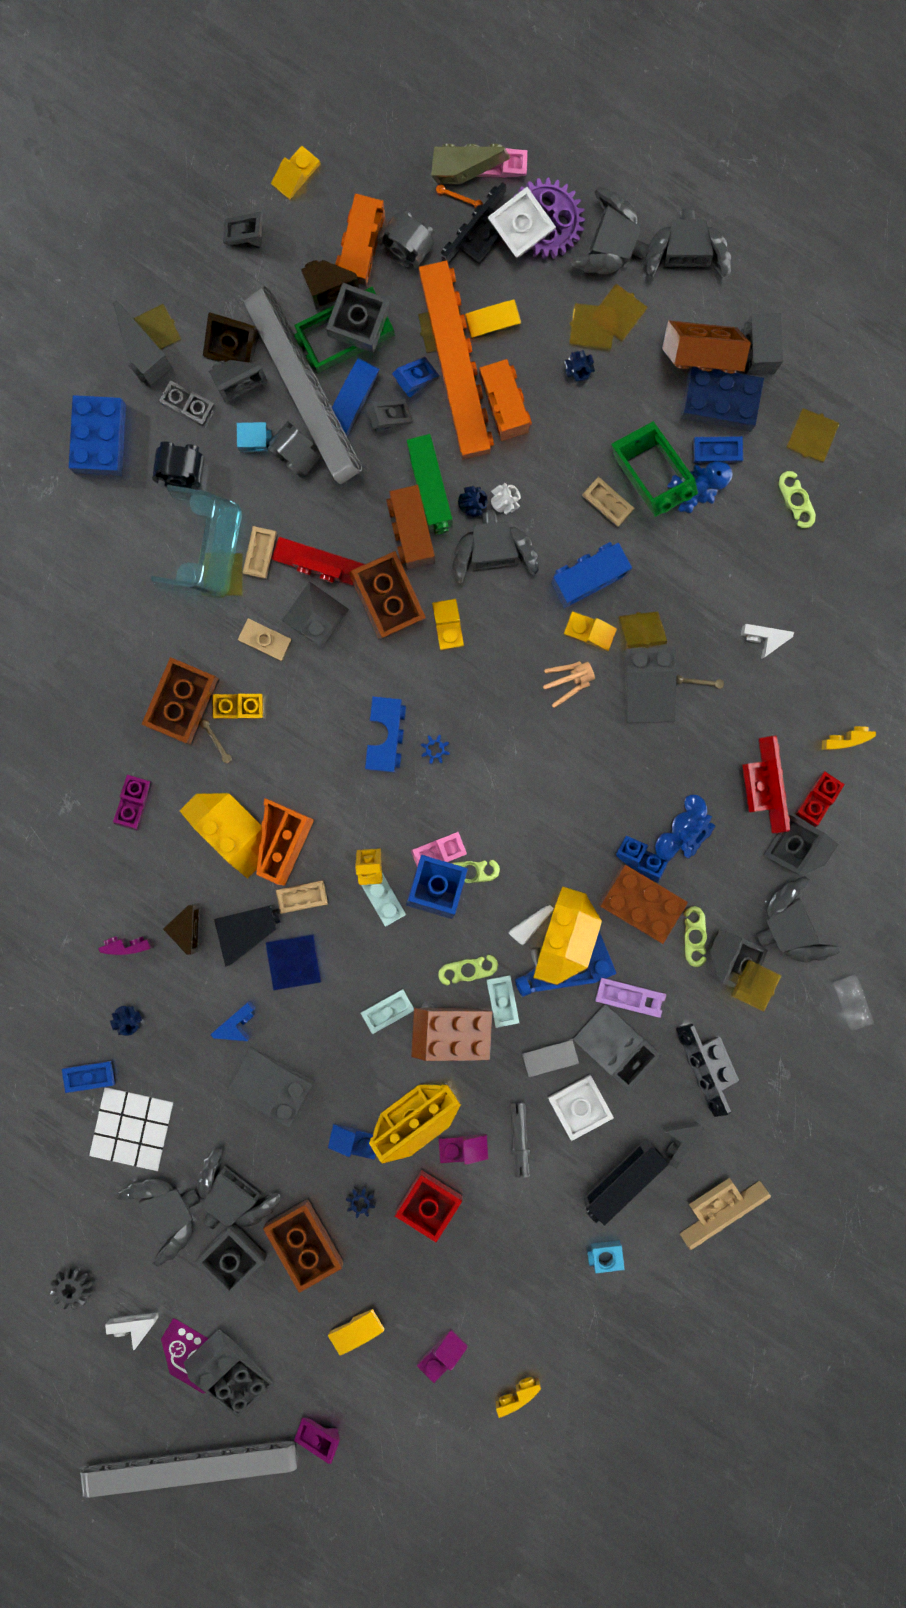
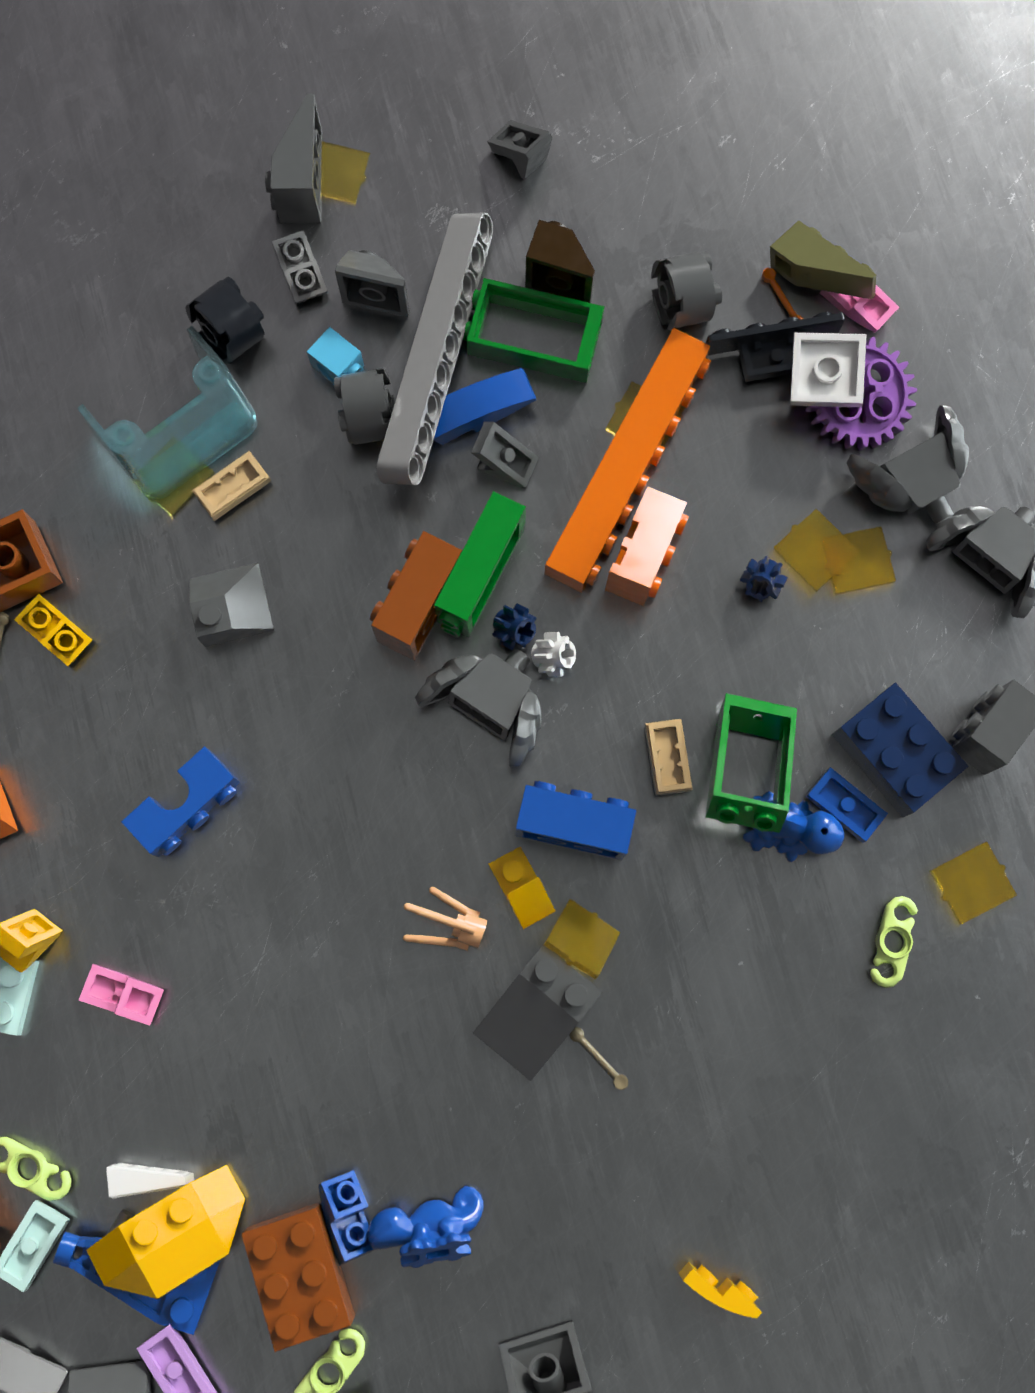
camera: 35 degrees right, 10 degrees down
(97, 435) = (173, 222): blue brick -> none
(229, 339) = (404, 239): dark brown slope -> none
(264, 639) = (151, 584): tan plate -> none
(295, 172) = (626, 134): yellow slope -> none
(315, 561) = (288, 554): red bracket -> none
(358, 317) = (556, 320): dark grey brick -> none
(362, 235) = (630, 253): orange wedge -> none
(387, 595) = (322, 646): dark orange brick -> none
(415, 376) = (569, 439): blue slope -> none
(436, 887) = (76, 1034): blue slope -> none
(438, 755) = (213, 867): blue gear -> none
(448, 624) = (367, 740): yellow slope -> none
(481, 876) = (143, 1066): yellowish green piece -> none
(493, 318) = (710, 449): yellow slope -> none
(706, 346) = (928, 675): dark orange brick -> none
(766, 785) = (572, 1259): red bracket -> none
(772, 637) = (730, 1083): white slope -> none
(820, 799) = (625, 1334): red slope -> none

